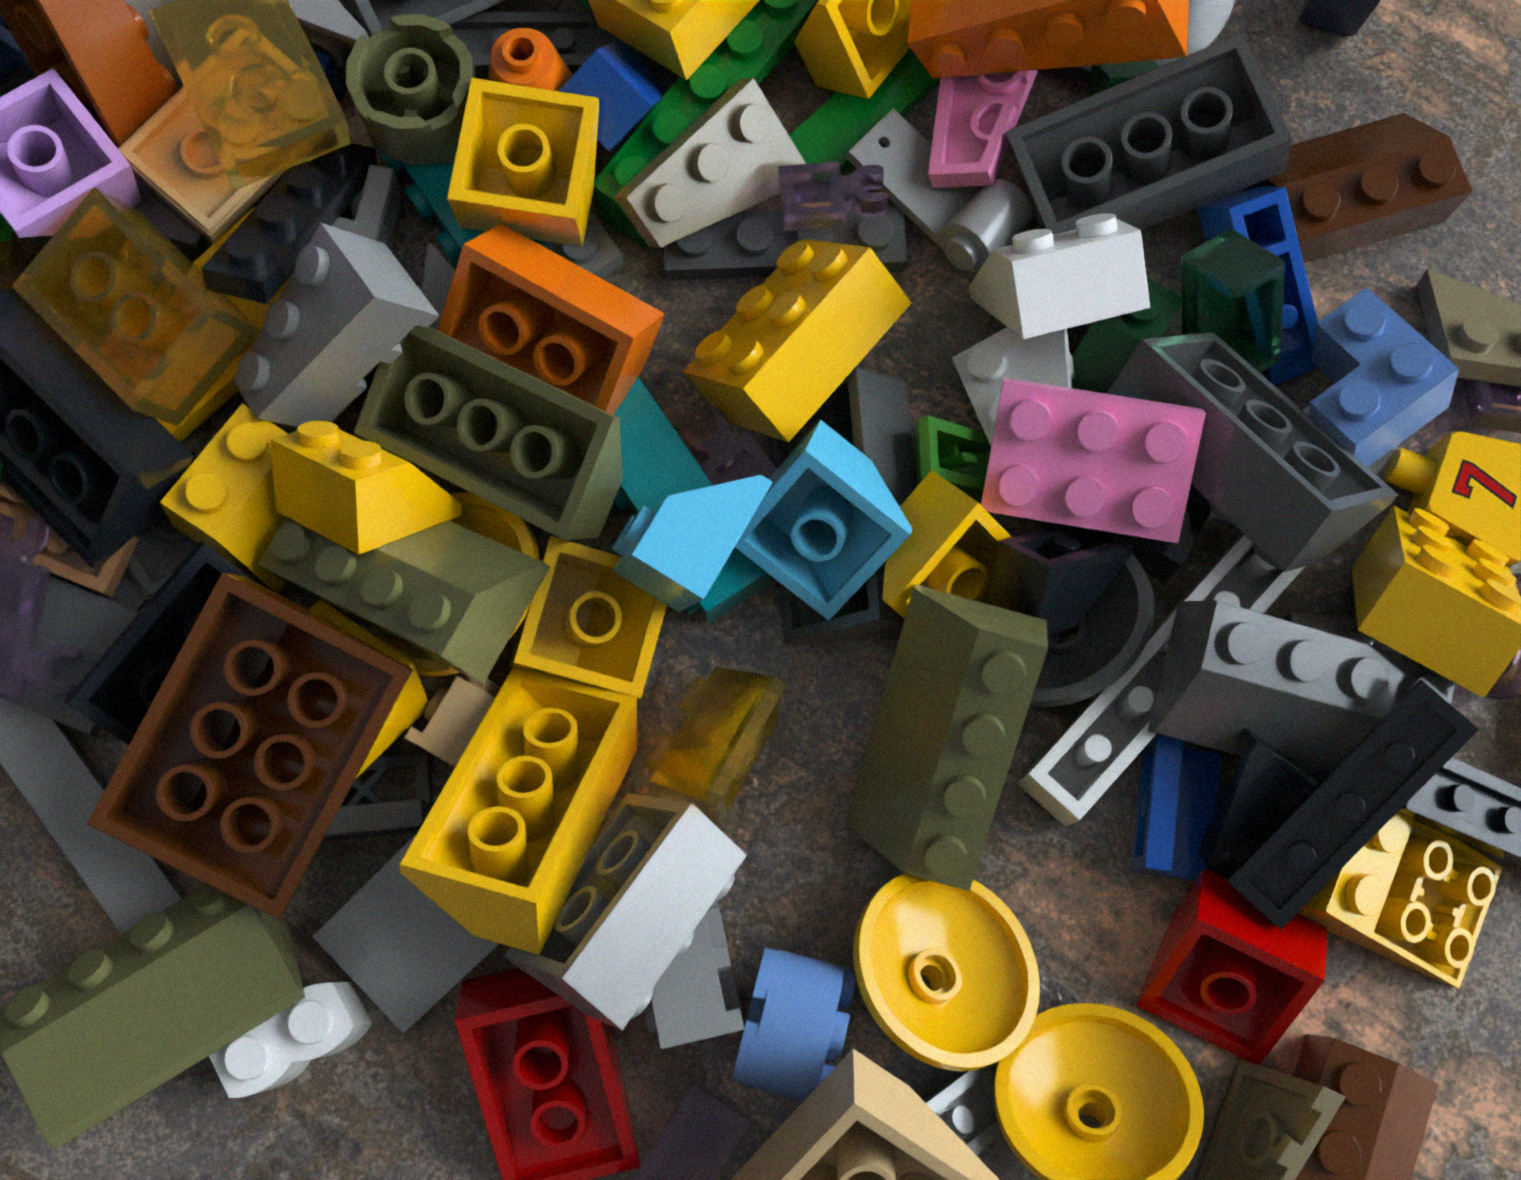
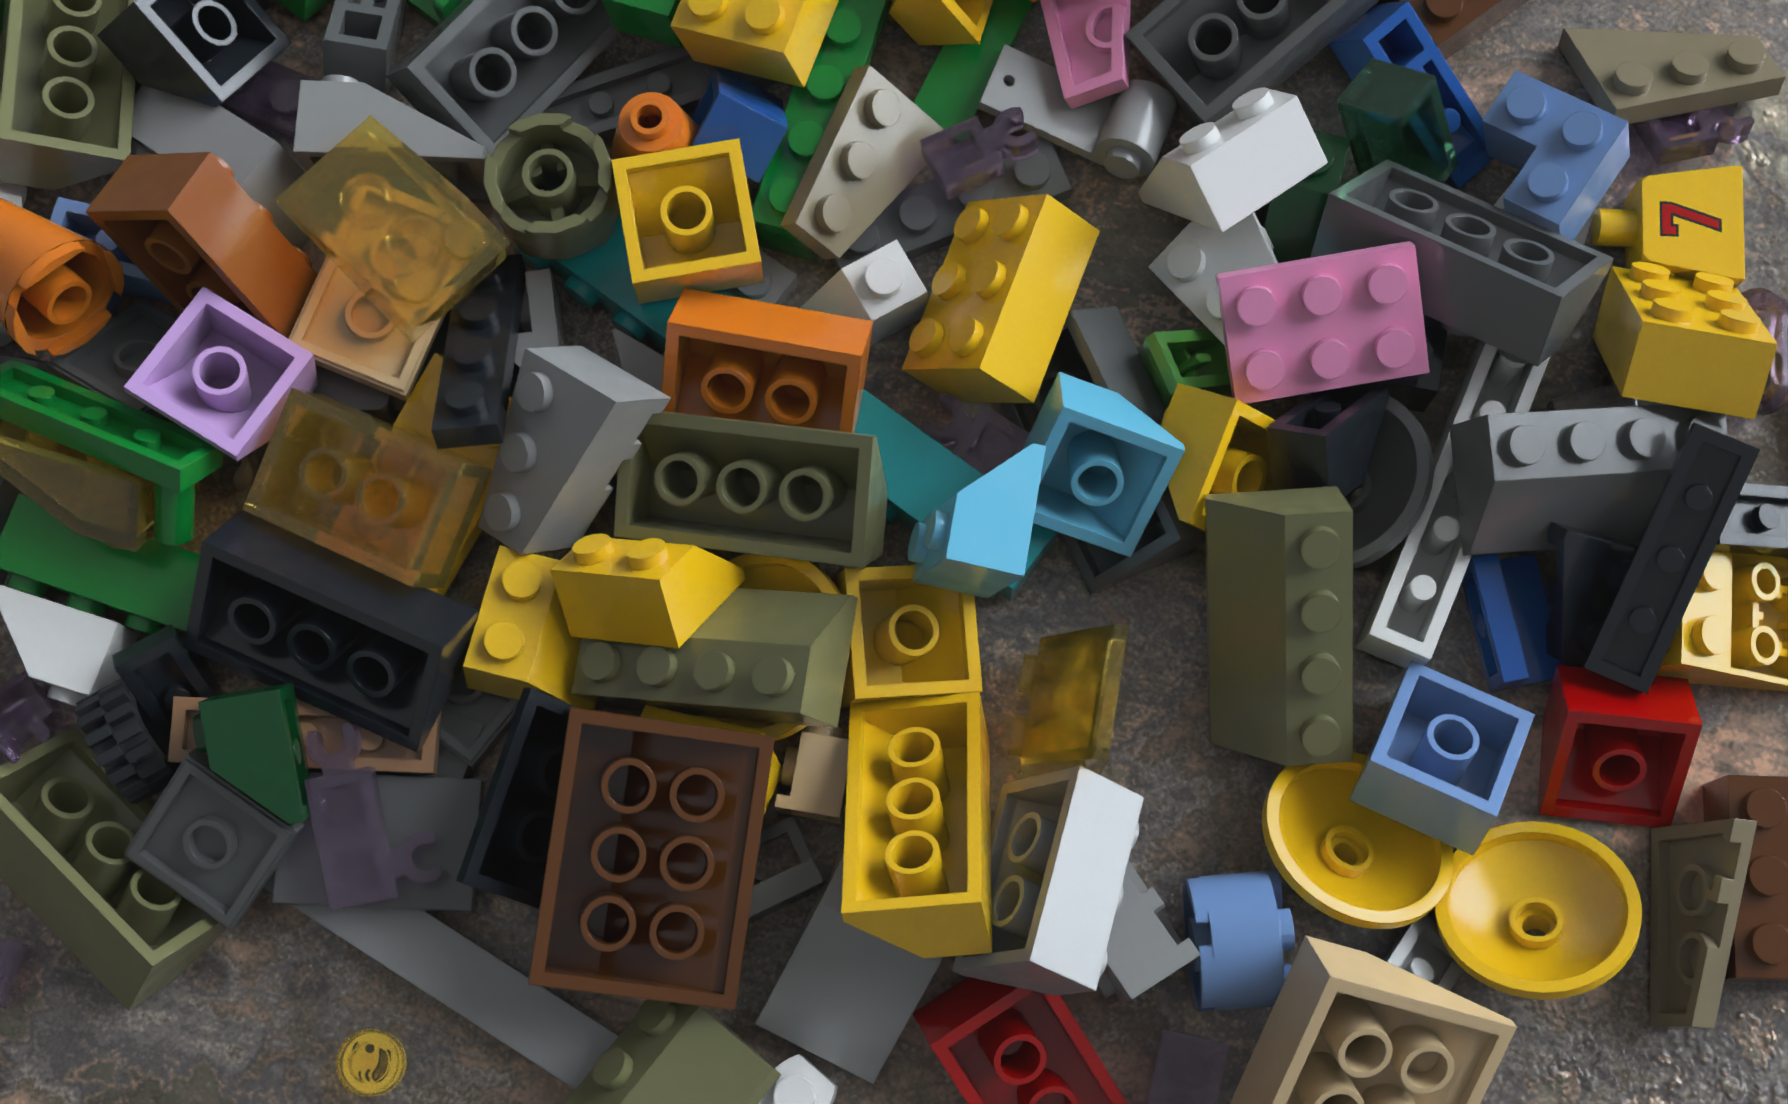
camera: 15 degrees left, 0 degrees up
(688, 291) = (876, 289): none -> white slope
(1058, 920) = (1443, 758): none -> medium blue brick

